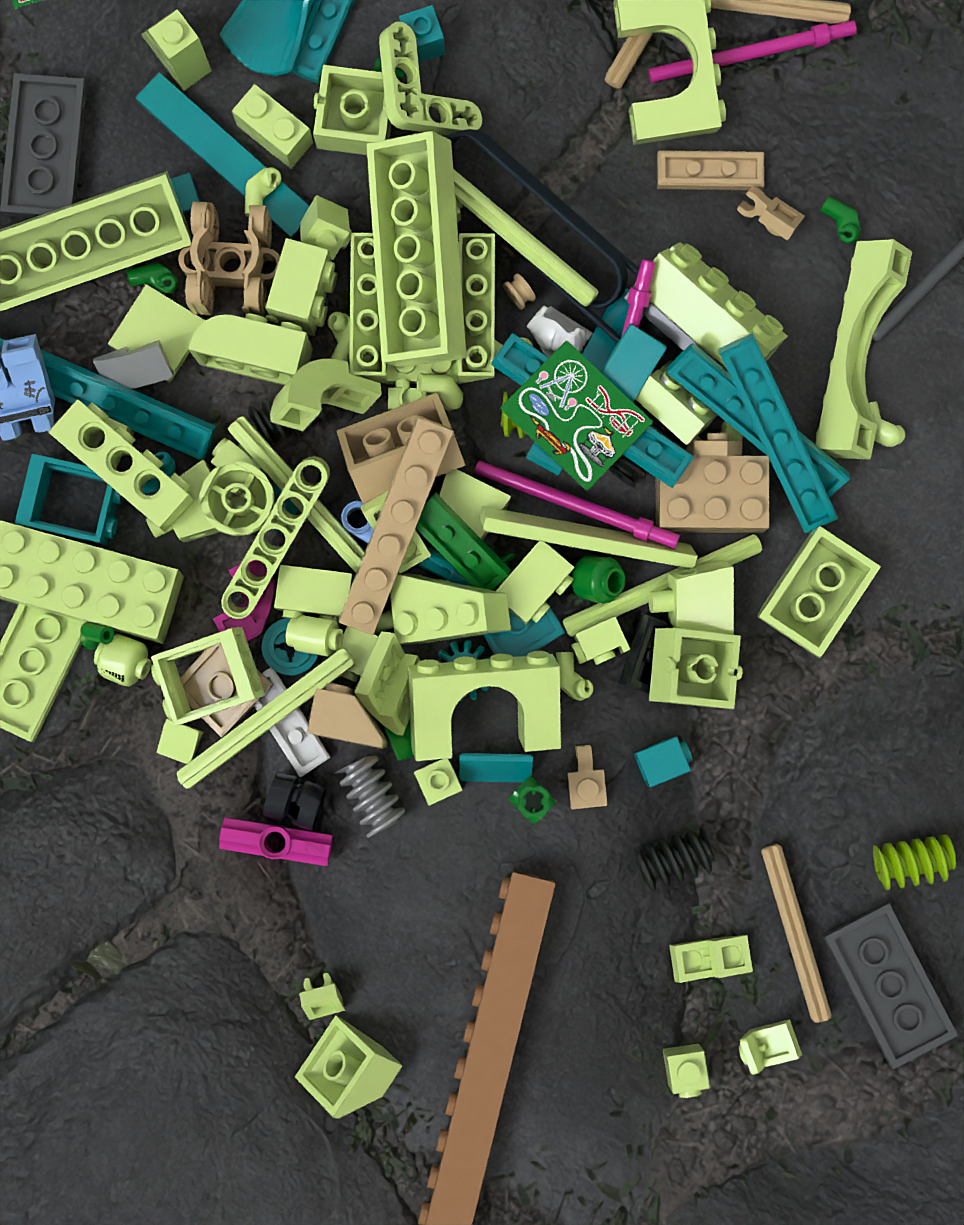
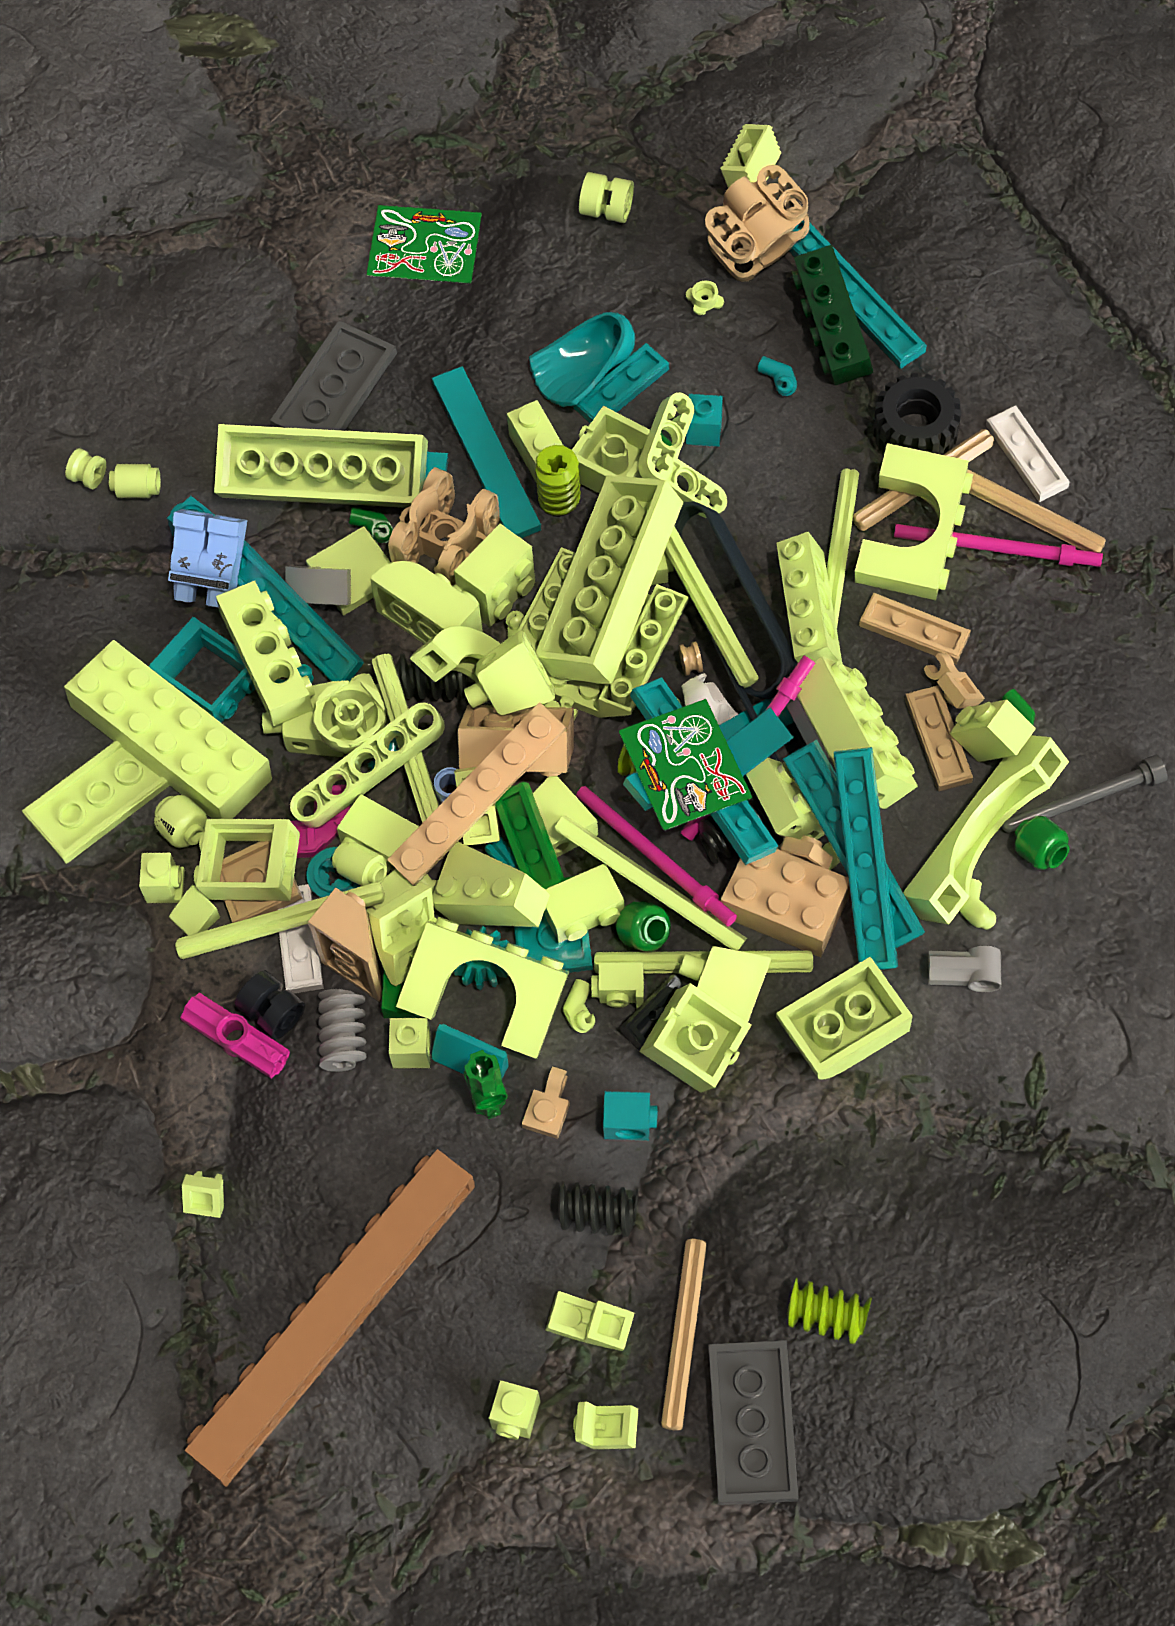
camera: 30 degrees right, 20 degrees down
(94, 634) = (167, 786): green arm -> none
(133, 723) = (161, 878): none -> yellowish green brick
(178, 49) = (486, 350): yellowish green slope -> none
(260, 186) = (505, 483): yellowish green arm -> none
(313, 161) = (557, 480): none -> lime piece
(326, 226) = (544, 535): yellowish green brick -> none
(347, 1069) = (196, 1268): yellowish green slope -> none
(371, 394) = (511, 678): none -> yellowish green torso
(445, 385) = (584, 711): yellowish green arm -> none
(609, 130) = (841, 535): none -> yellowish green axle
(609, 192) = (808, 599): none -> yellowish green brick
(778, 273) = (933, 727): none -> tan tile
(834, 252) = (992, 730): none -> yellowish green brick
(904, 489) = (976, 968): none -> light grey piece
(916, 340) = (1041, 843): none -> green head

